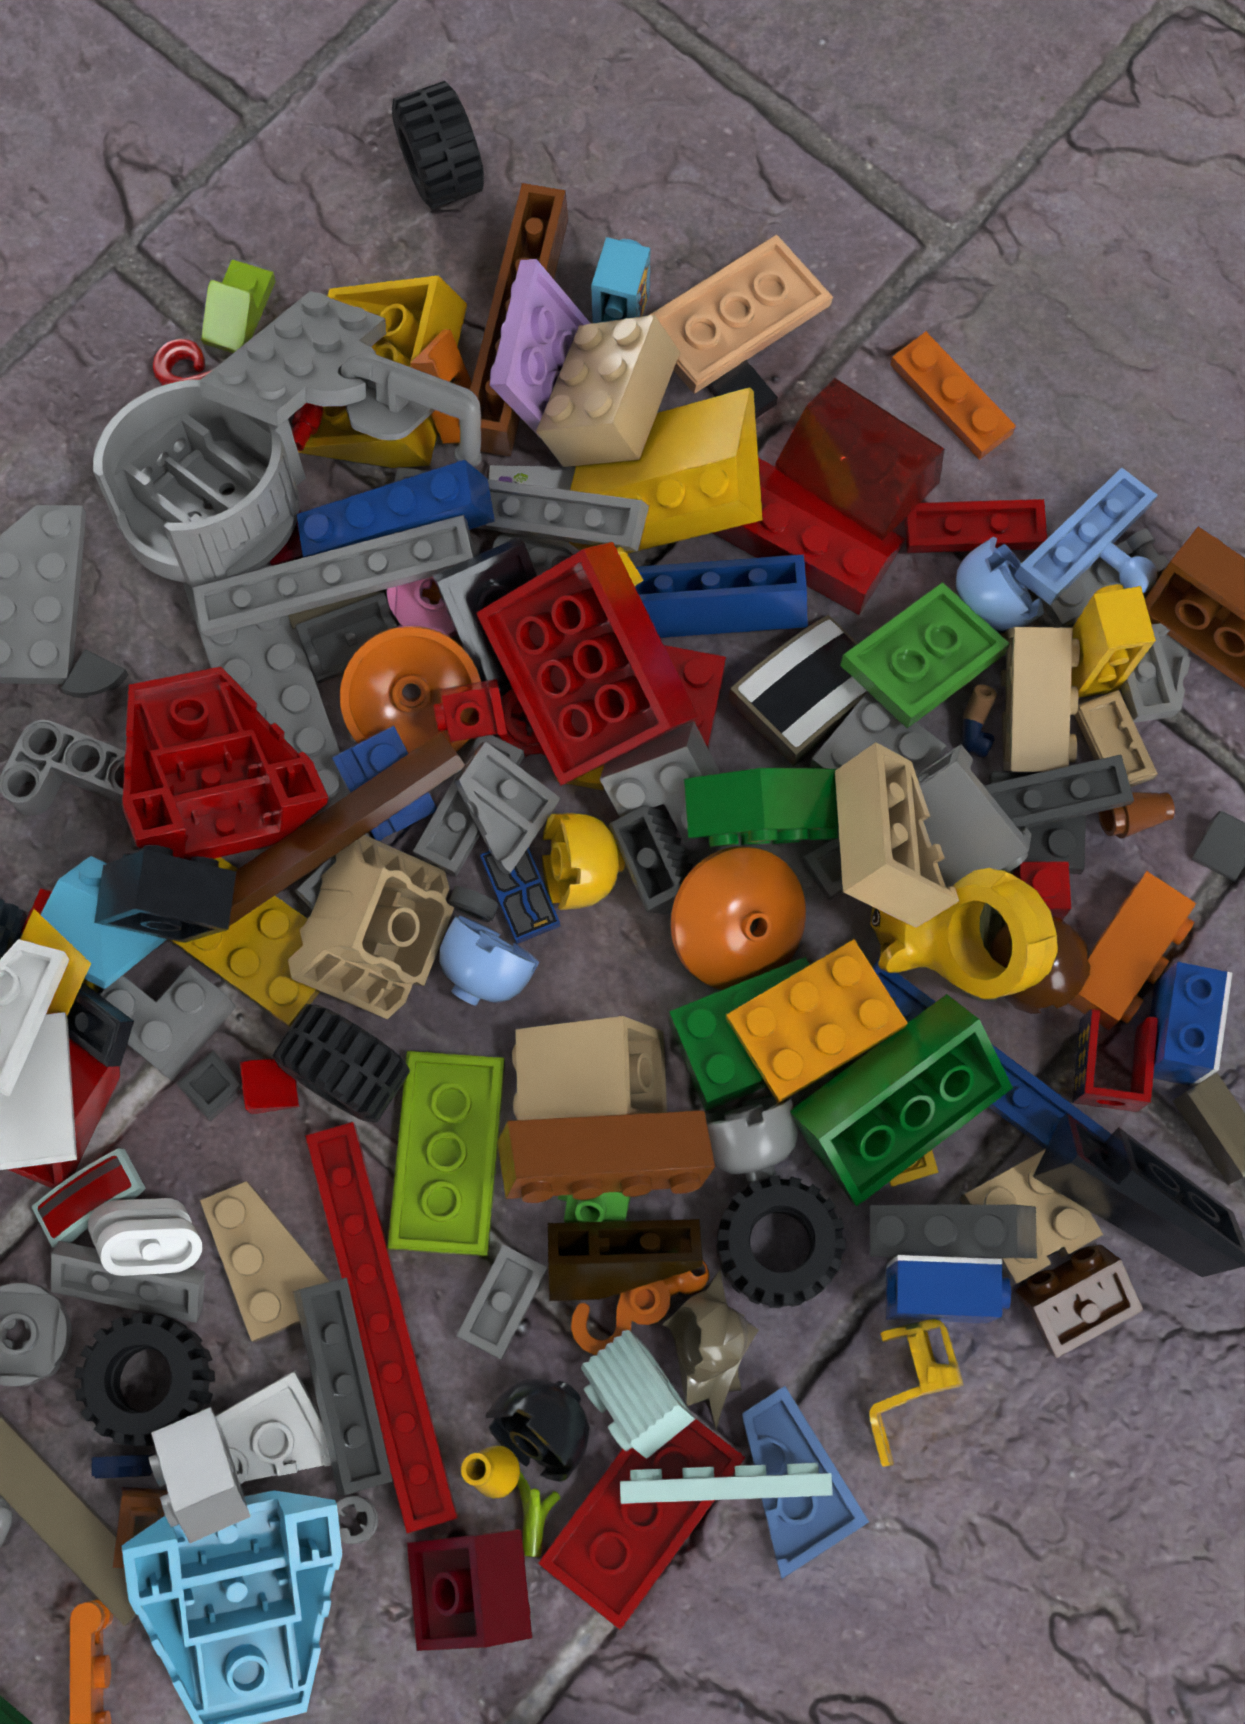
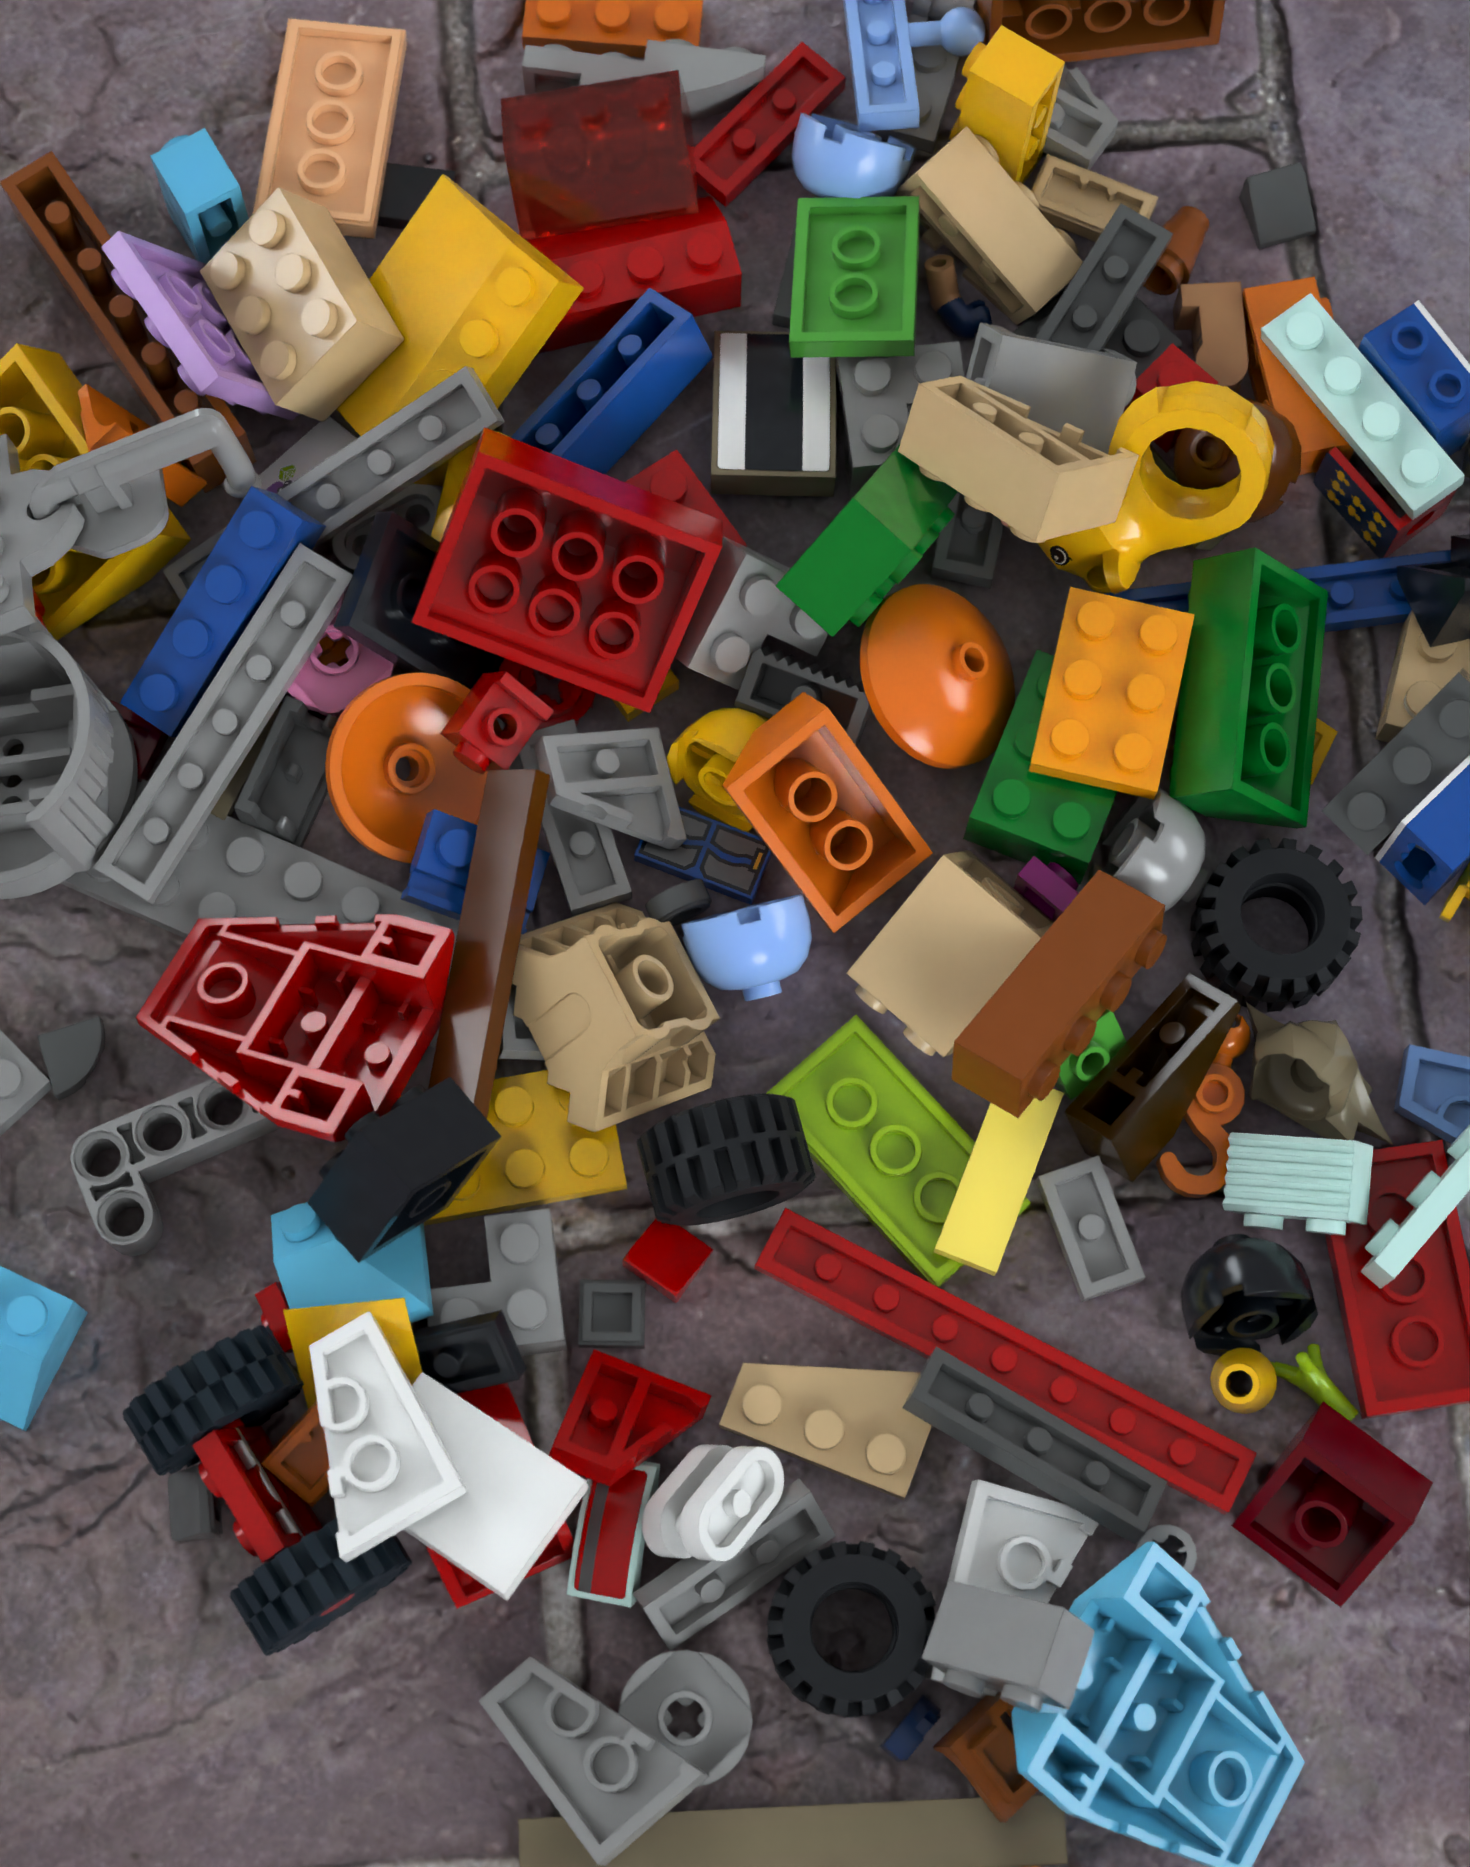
camera: 50 degrees left, 0 degrees up
(150, 1144) = (622, 1418): none -> red wing
(475, 1226) = (996, 1184): none -> light yellow tile
(588, 928) = (823, 811): none -> orange slope
(678, 1093) = (1046, 887): none -> magenta plate
(964, 467) = (710, 77): none -> light grey slope
(1096, 897) = (1217, 329): none -> medium nougat leg
(1138, 1002) = (1362, 406): none -> light aqua plate

